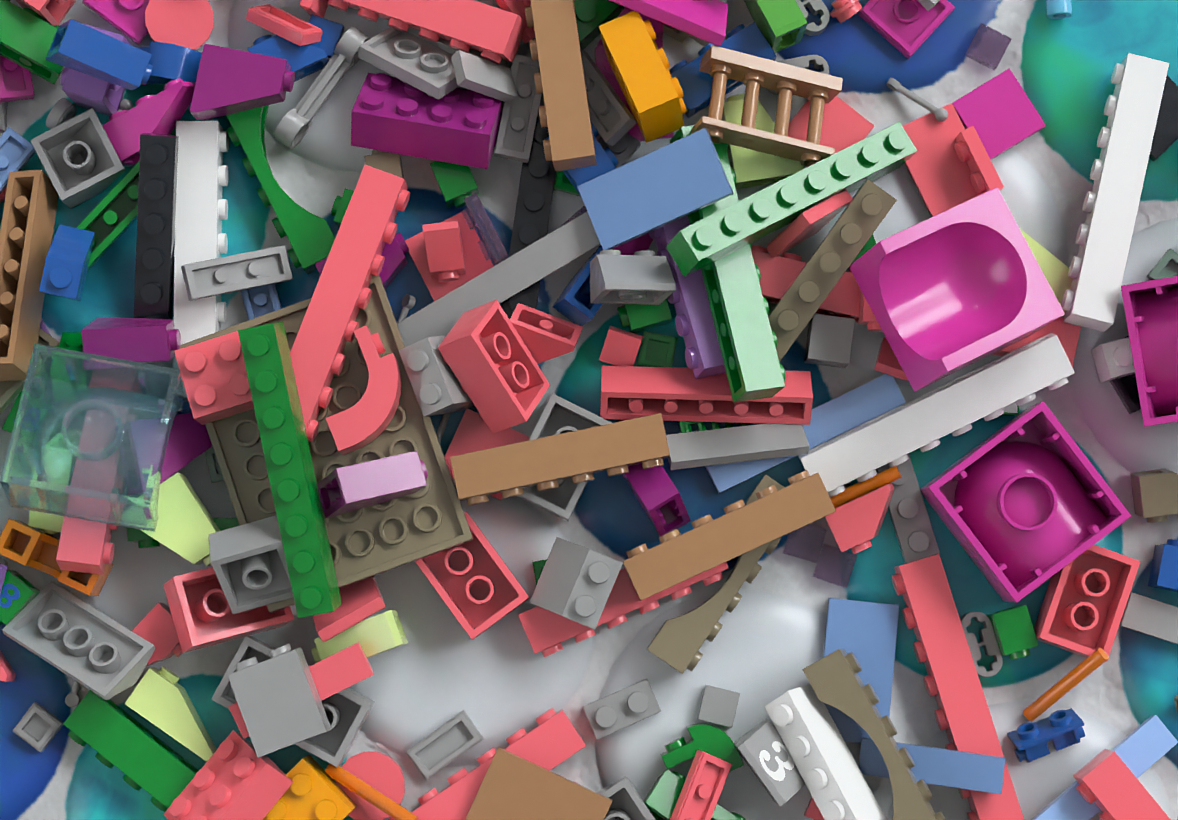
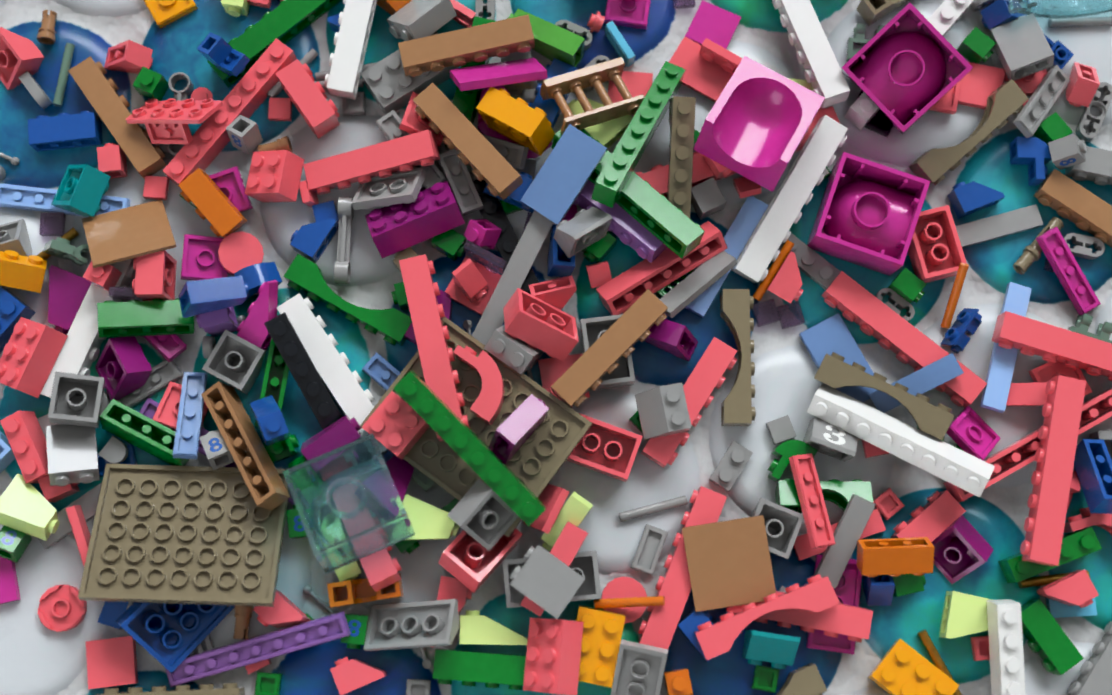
camera: 30 degrees left, 5 degrees down
(71, 310) = (283, 449): none -> green bracket
(236, 272) = (364, 367): light grey plate -> none
(238, 82) = (298, 263): magenta slope -> none
(284, 24) = (301, 219): coral tile -> none
(483, 76) = (430, 175): light grey tile -> none
(485, 696) = (653, 508): none -> light grey bar
(497, 197) = (482, 233): none -> dark pink brick
(656, 350) = (618, 263): green tile -> none
(728, 536) = (727, 332): medium nougat brick -> none
(809, 223) = (655, 142): coral tile -> none
(856, 58) = (619, 44): none -> medium azure tile
(940, 114) = (683, 45): light grey hinge -> none

